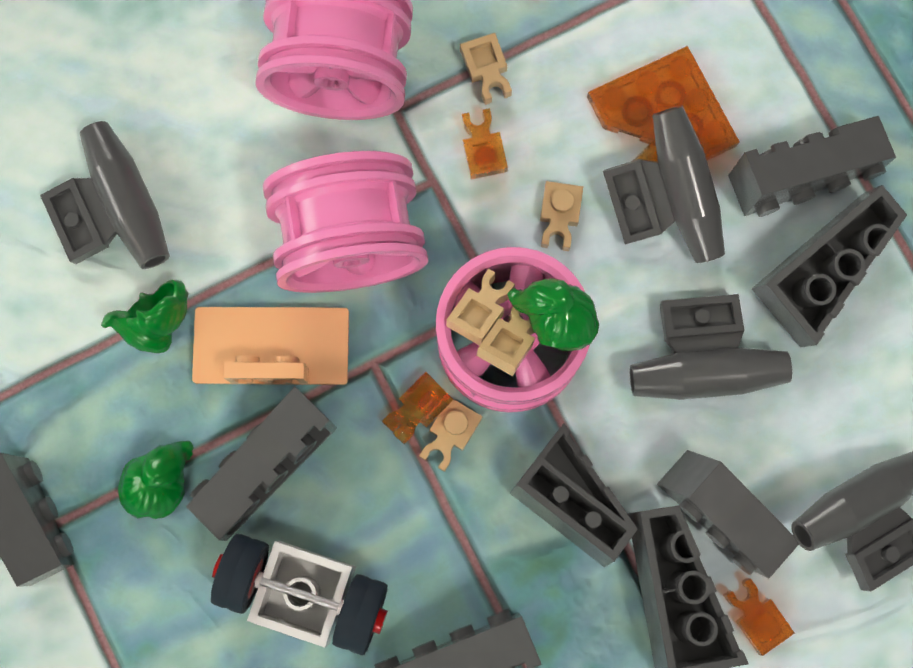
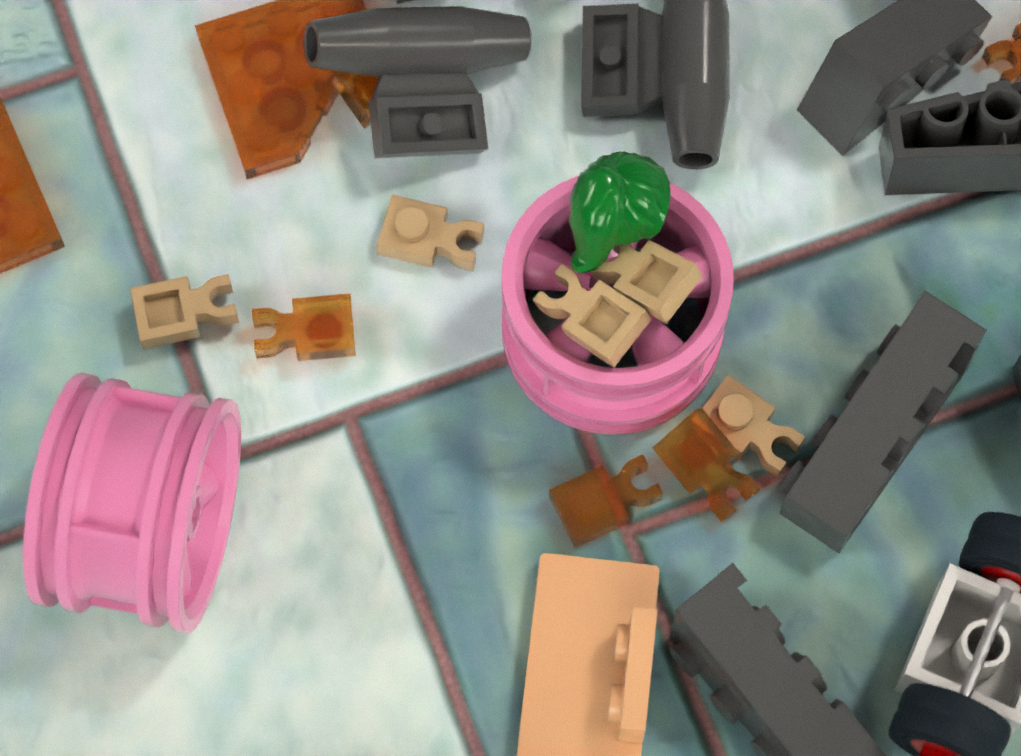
camera: 85 degrees left, 10 degrees down
(344, 221) = (426, 513): bright pink wheel -> none
(387, 340) = (597, 505): none -> clear orange plate
(452, 517) = (881, 422): none -> dark grey wedge
(574, 499) = (864, 257): dark grey wedge -> none

